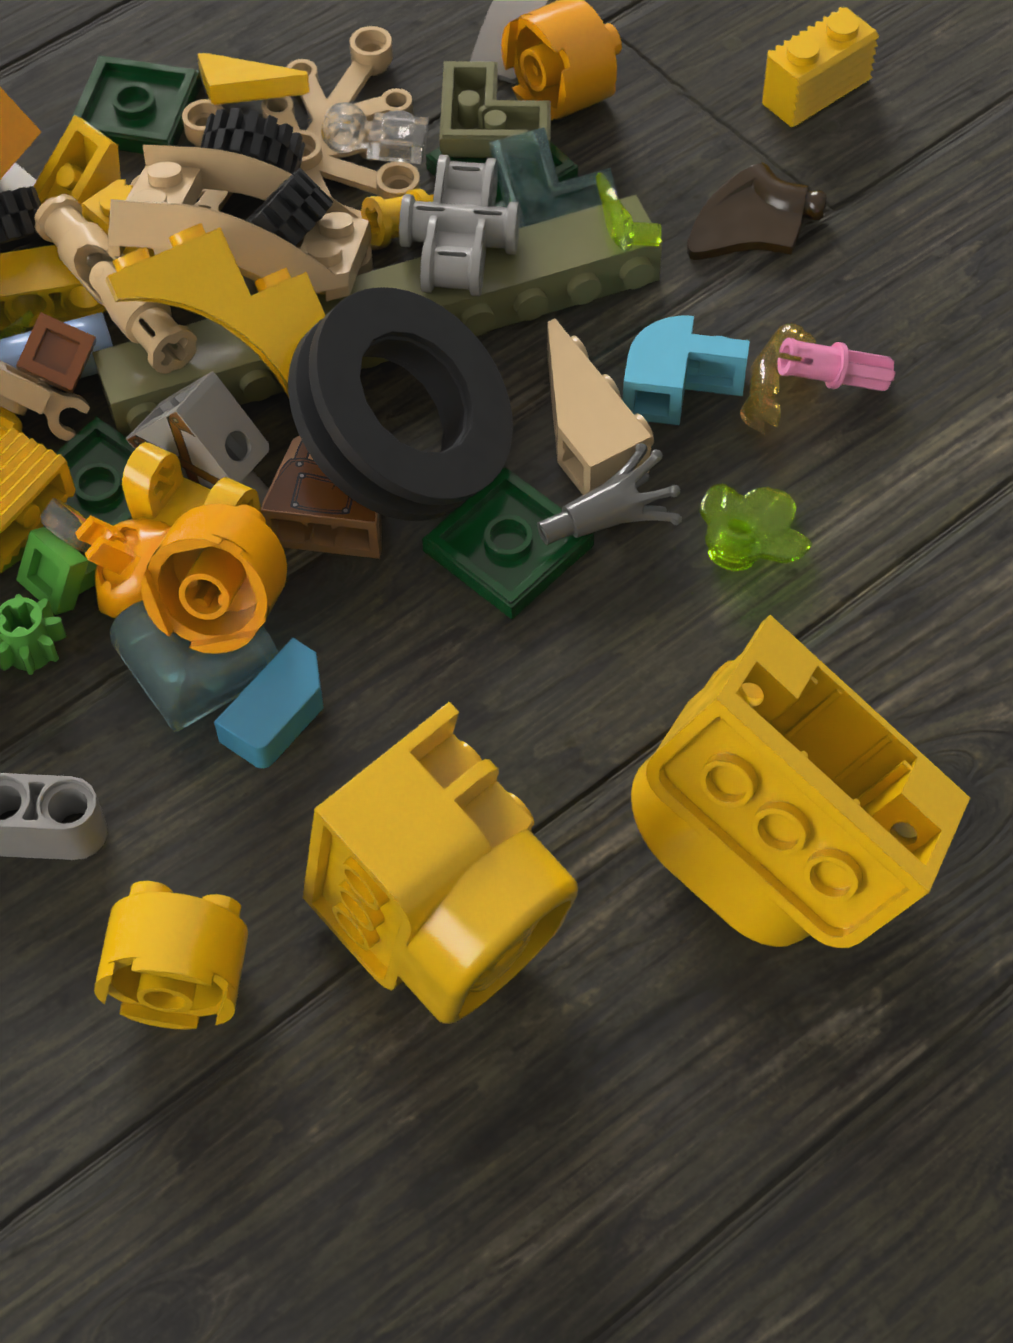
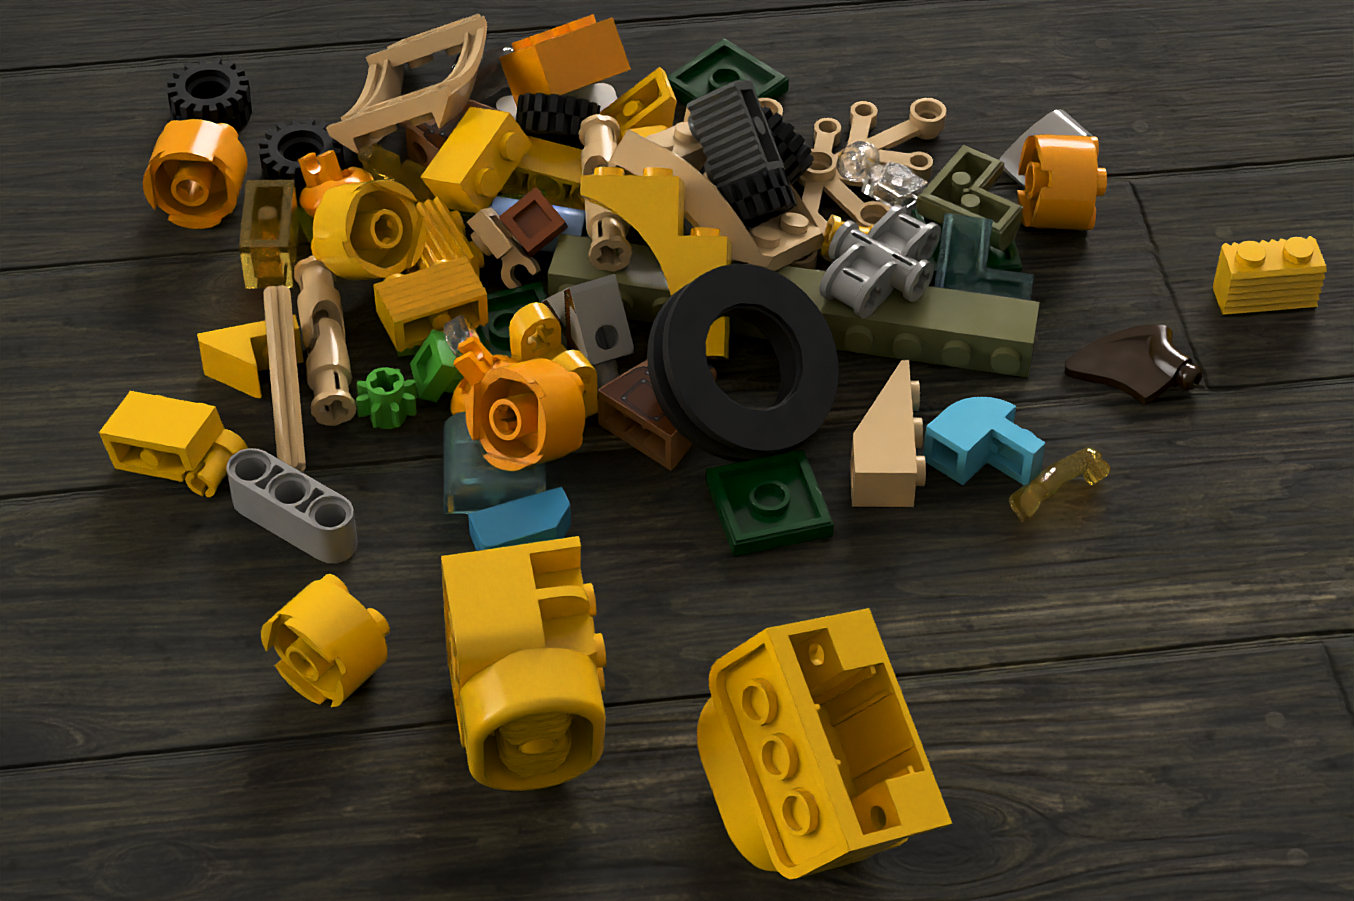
camera: 30 degrees right, 10 degrees down
(225, 156) = (733, 133): none -> dark grey brick
(242, 80) = (811, 97): yellow tile -> none
(612, 503) = (856, 507): dark grey piece -> none
(620, 222) = (1004, 318): clear neon green bar -> none
(751, 527) = (956, 577): clear neon green plate -> none
(836, 365) = (1110, 496): bright pink axle -> none

